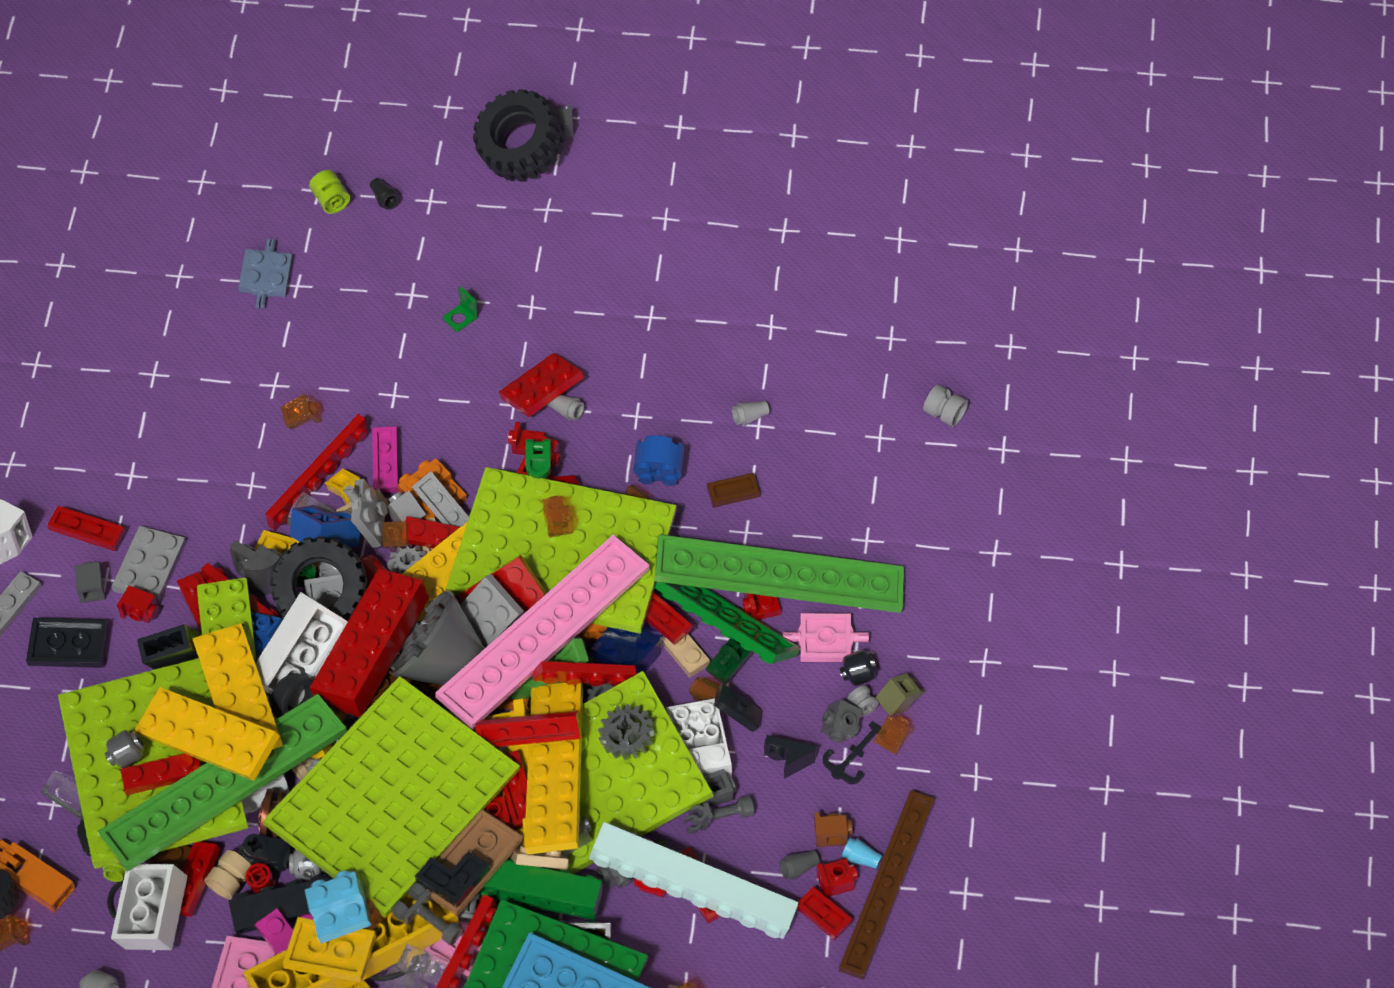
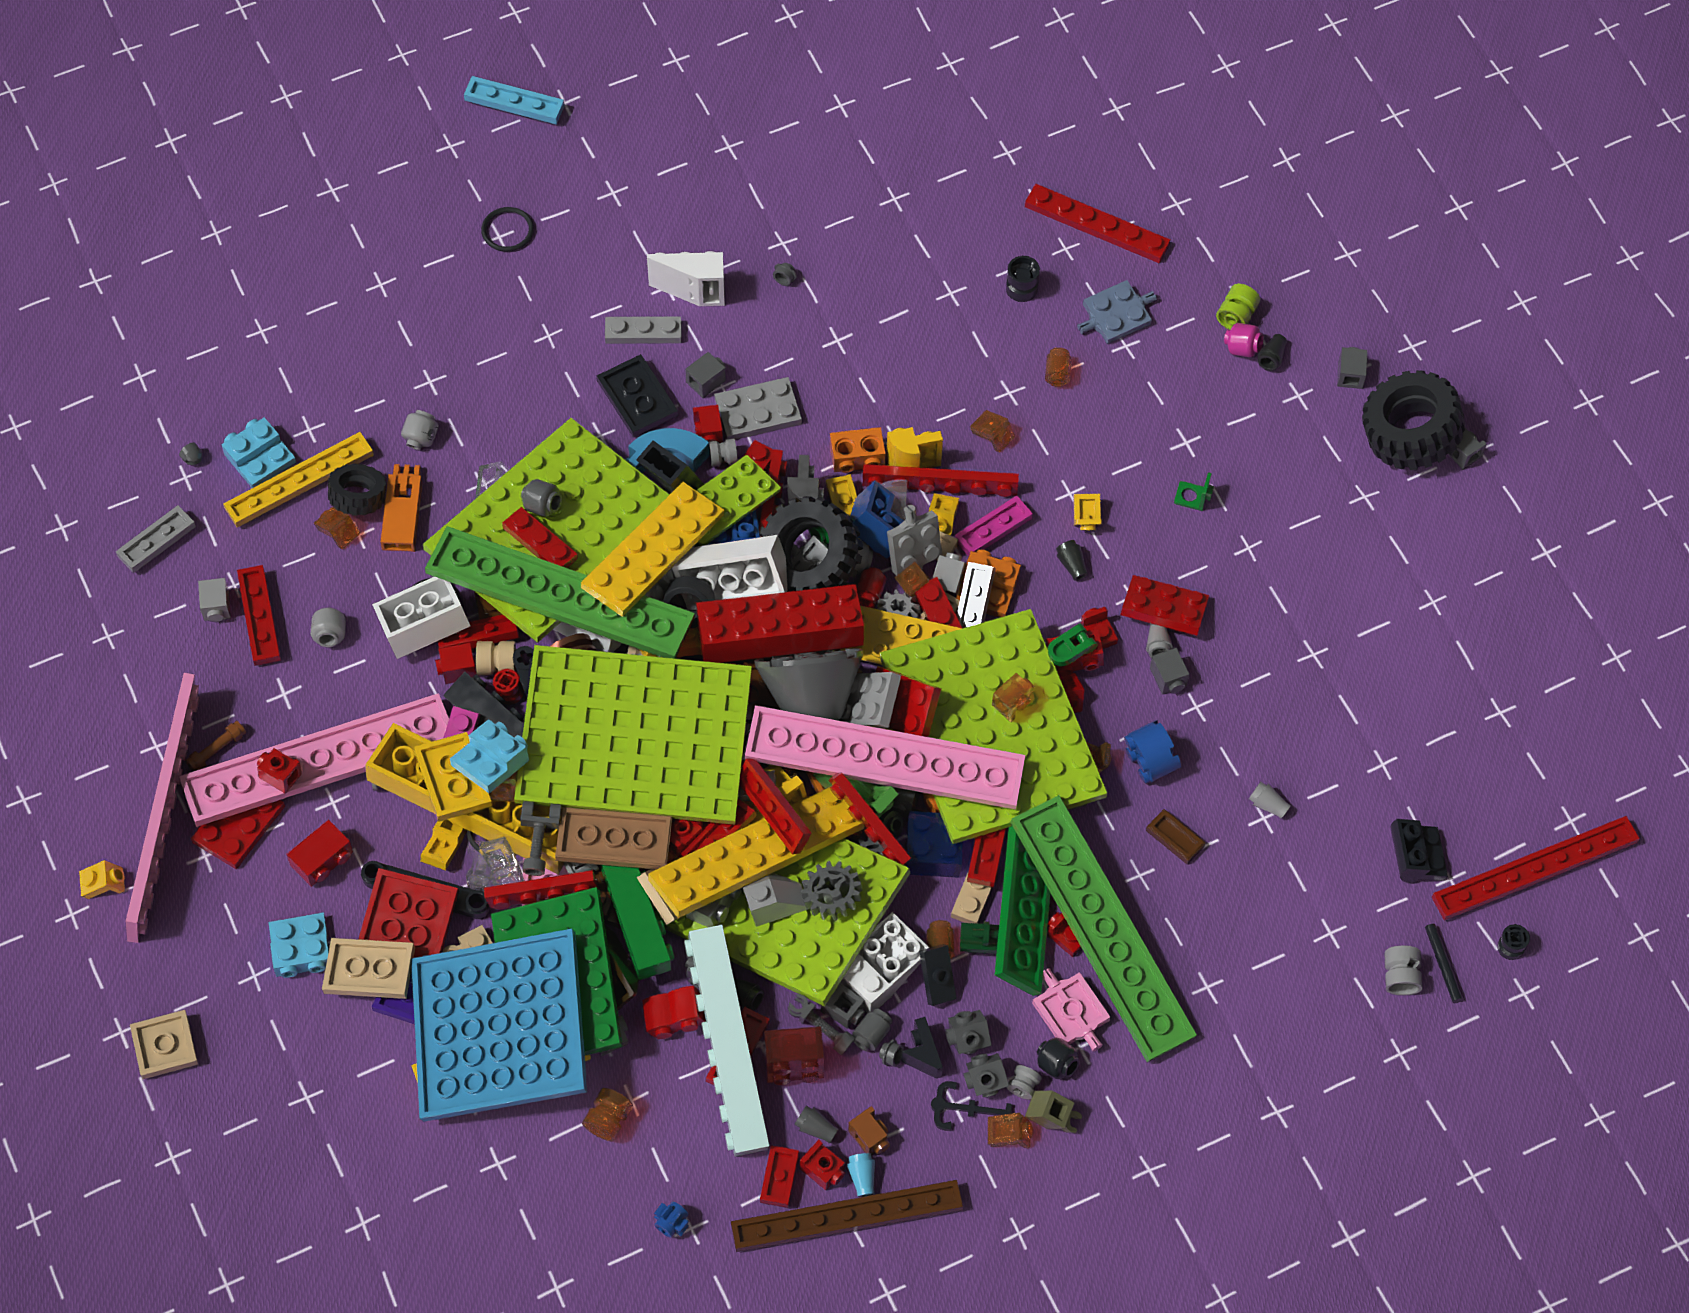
camera: 55 degrees right, 5 degrees up
(42, 476) = (784, 274): none -> dark grey plate
(86, 528) = (757, 339): red plate -> none
(126, 649) = (681, 443): none -> dark azure arch
(172, 606) = (723, 452): none -> light grey wheel
(175, 241) = (1097, 223): none -> red plate
(187, 315) = (1022, 278): none -> black wheel
(207, 733) = (590, 550): yellow plate -> none
(209, 907) = (455, 661): none -> red brick
(241, 512) = (856, 443): none -> orange brick
(280, 472) = (909, 450): none -> yellow brick
(283, 337) = (1058, 367): none -> clear orange brick
(359, 204) = (1244, 340): none -> dark pink head
(422, 390) = (1087, 511): none -> yellow bracket
(438, 151) = (1352, 368): none -> dark grey brick
(455, 423) = (1071, 557): none -> pearl dark grey cone
(456, 883) = (577, 837): black plate -> none
(598, 414) = (1169, 671): none -> dark grey brick
(601, 780) = (774, 898): none -> light grey slope
(637, 911) = (672, 1012): none -> red brick
(736, 842) = (794, 1055): none -> clear red brick
(748, 780) = (872, 1030): none -> dark grey brick
(775, 779) = (891, 1053): none -> dark grey plate
(797, 713) = (968, 1032): none -> dark grey brick
(859, 342) = (1418, 851): none -> black brick
(922, 281) = (1535, 868): none -> red plate
(954, 380) = (1443, 963): none -> black bar
(970, 326) = (1510, 947): none -> black wheel

